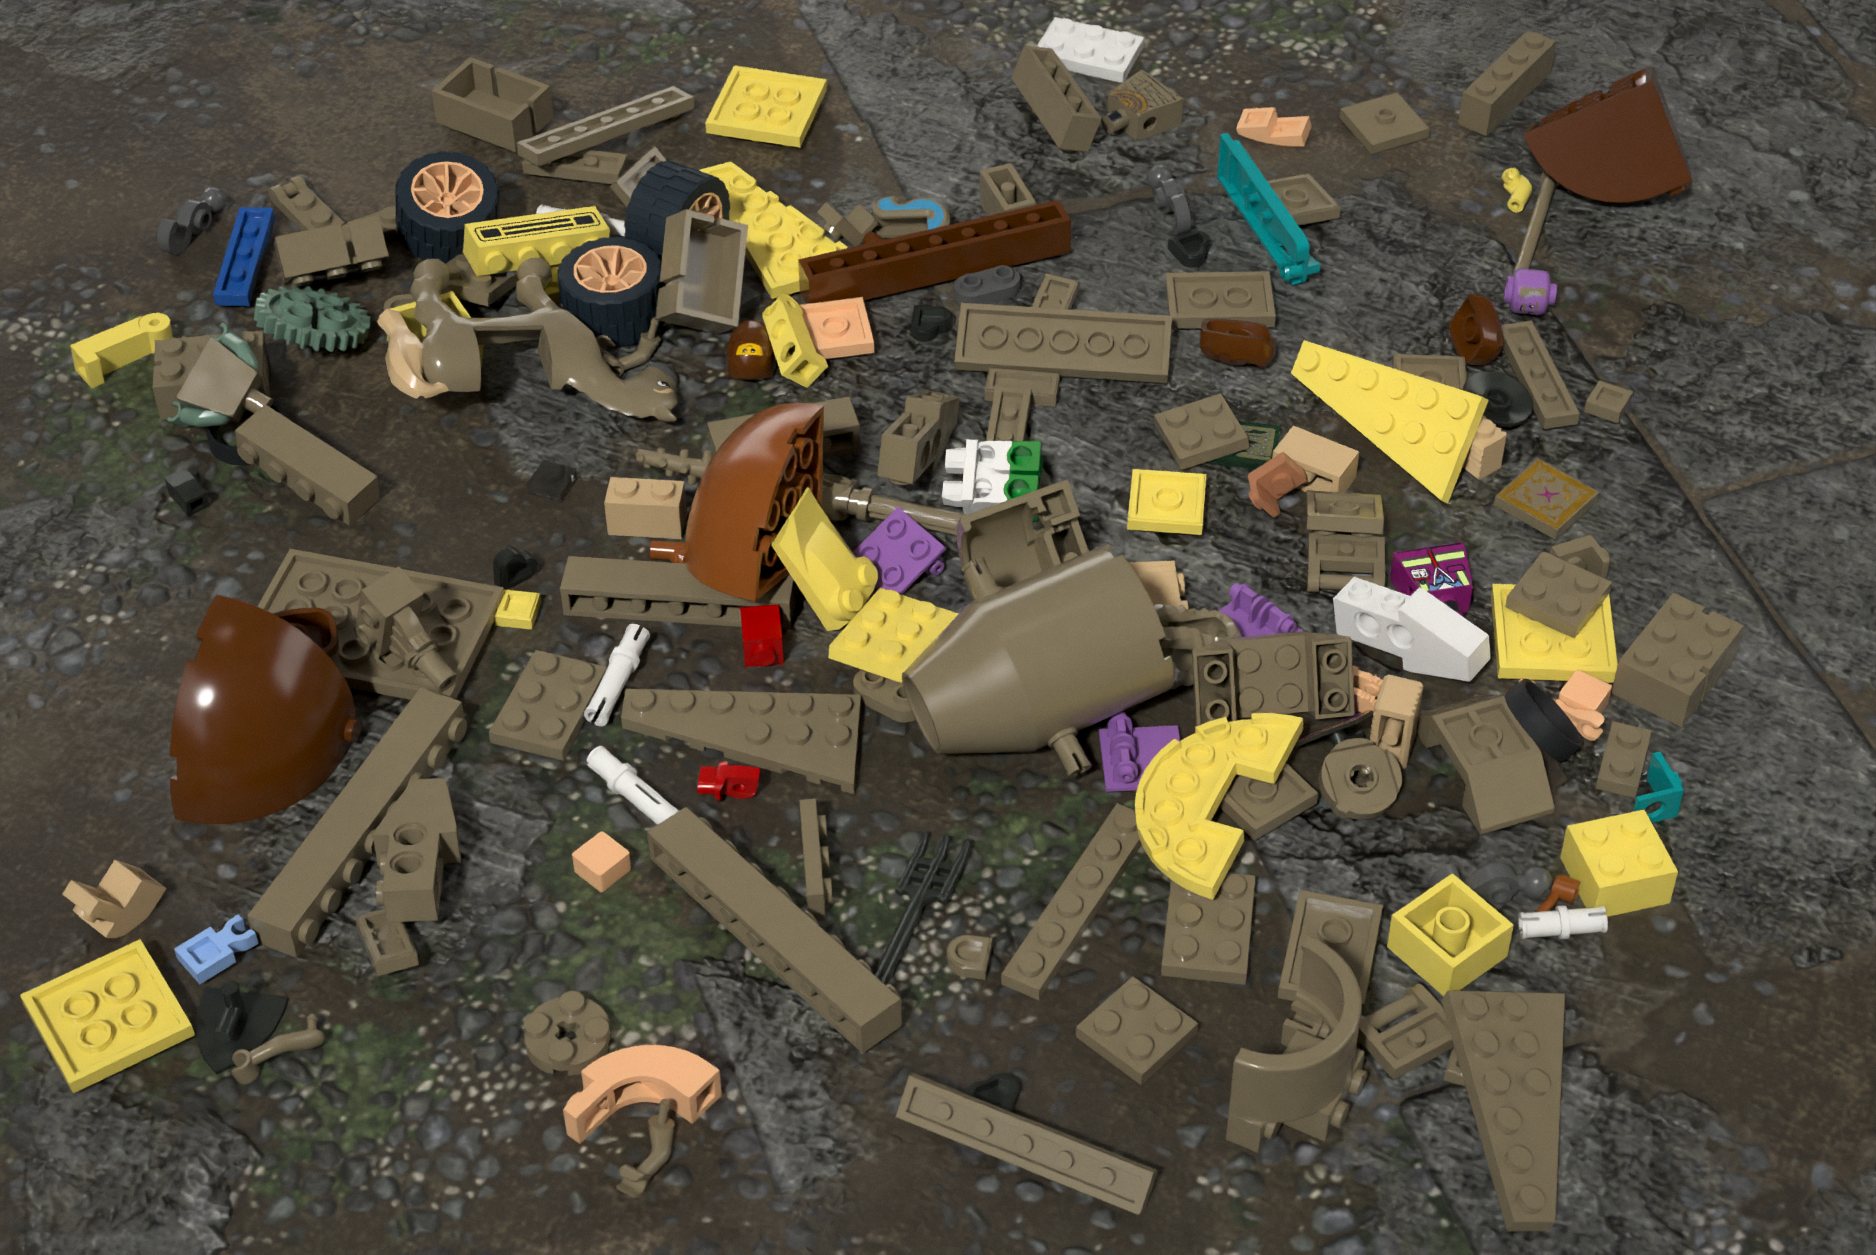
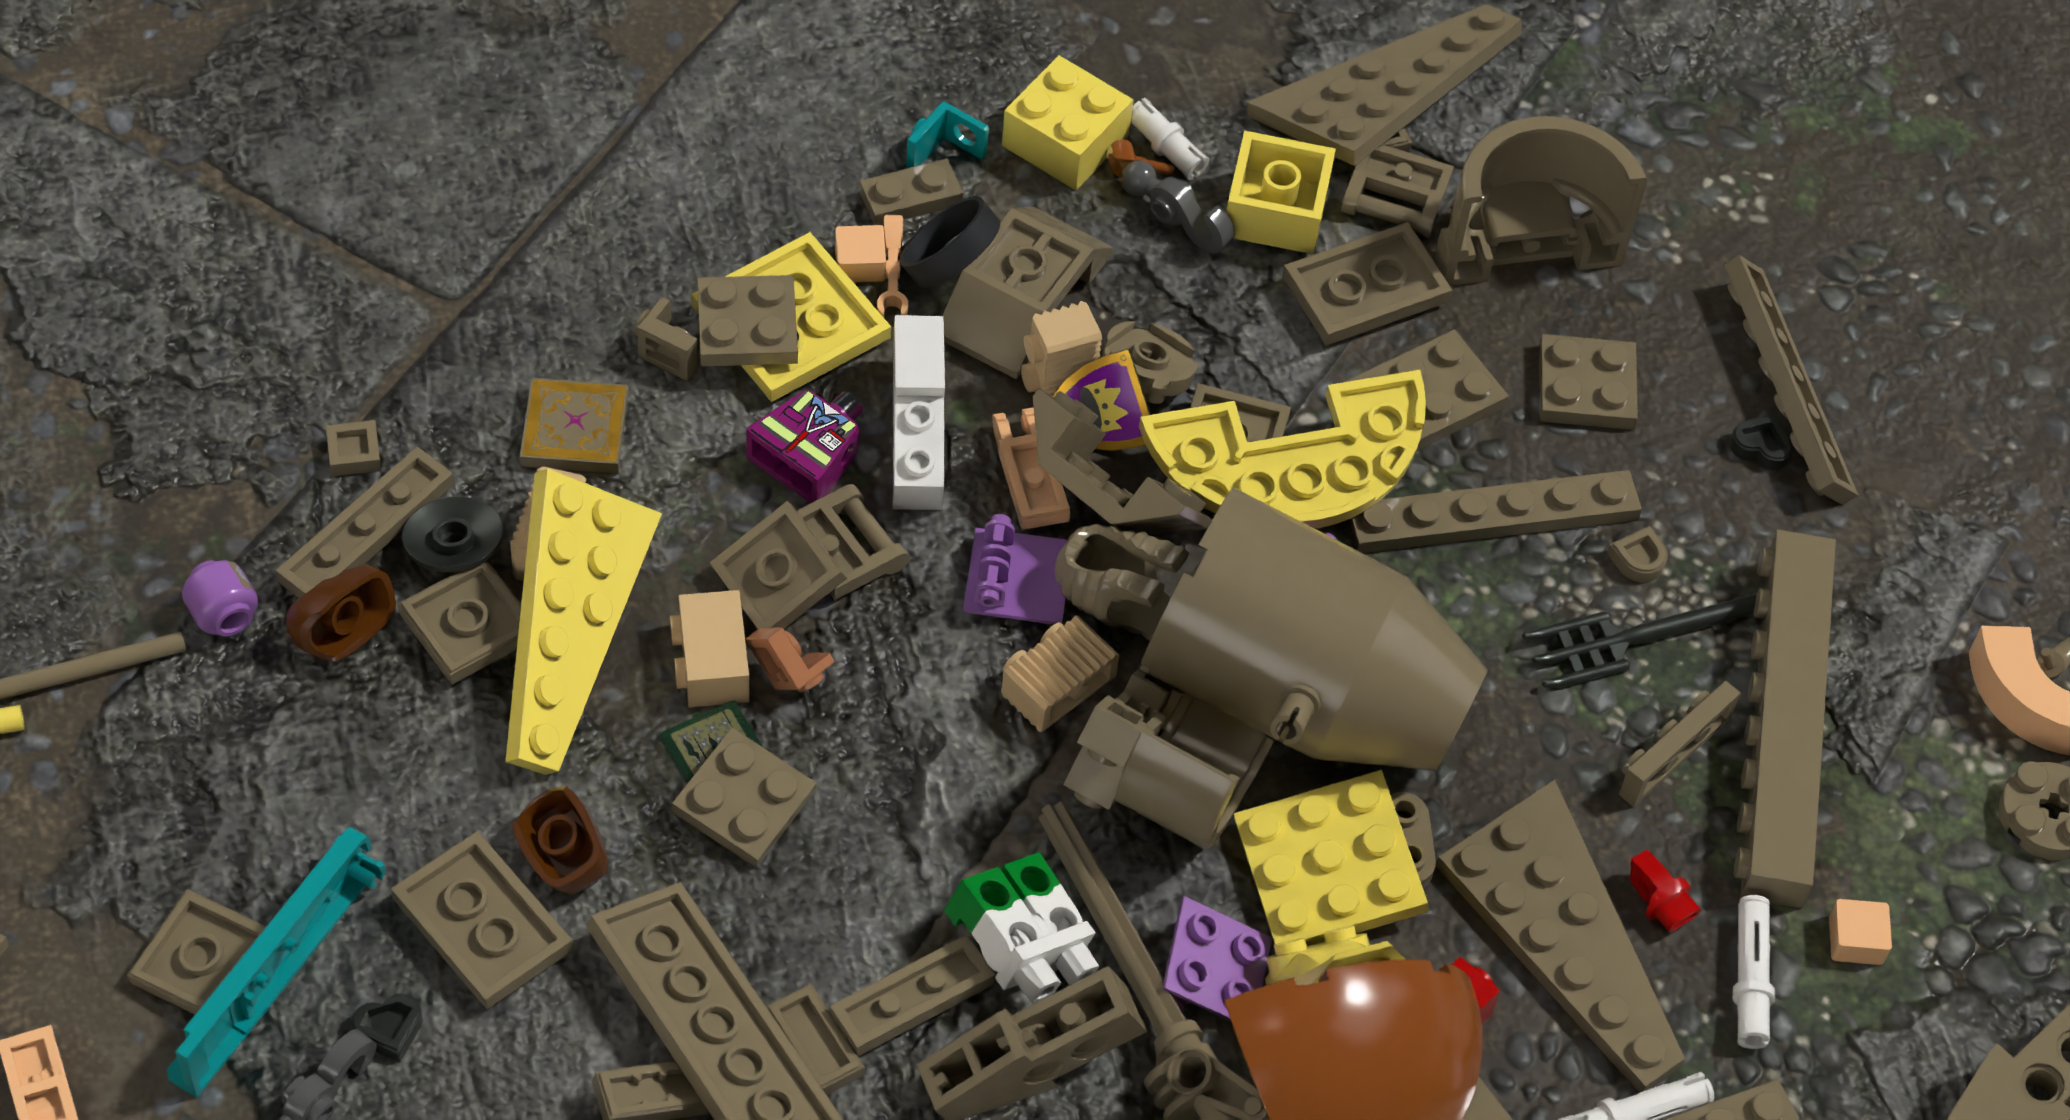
camera: 135 degrees left, 10 degrees up
(1166, 502) = (892, 759): light yellow plate -> none
(1677, 659) = (747, 194): dark tan piece -> none

